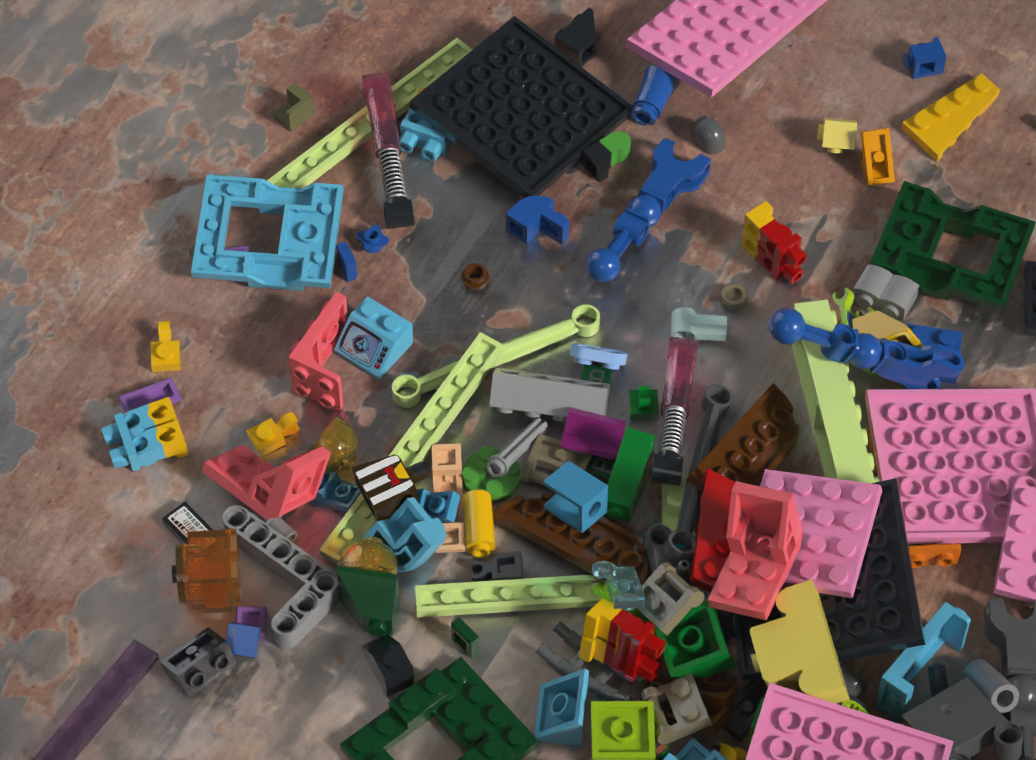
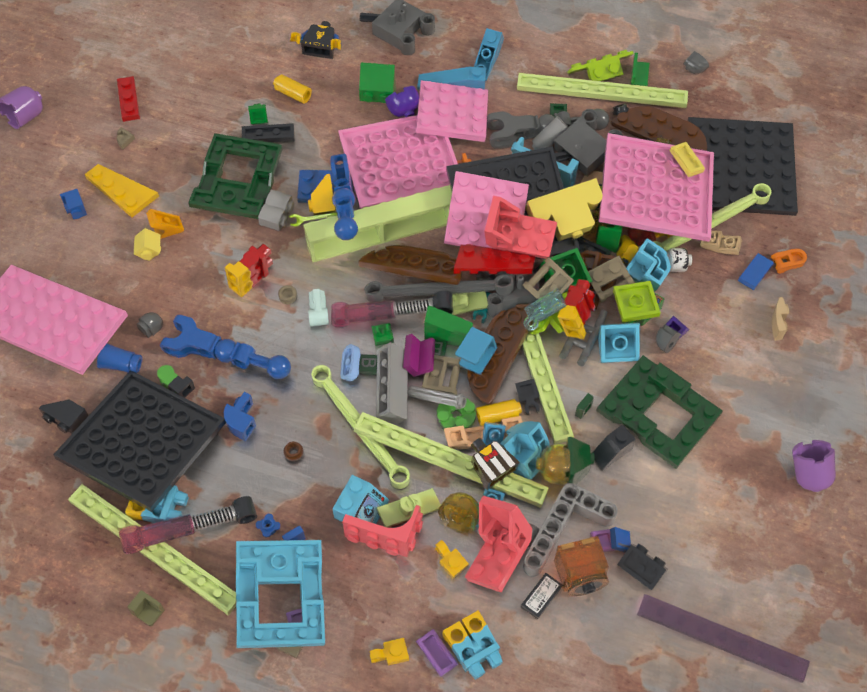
camera: 100 degrees left, 5 degrees up
(358, 396) = (402, 509): none -> yellowish green piece

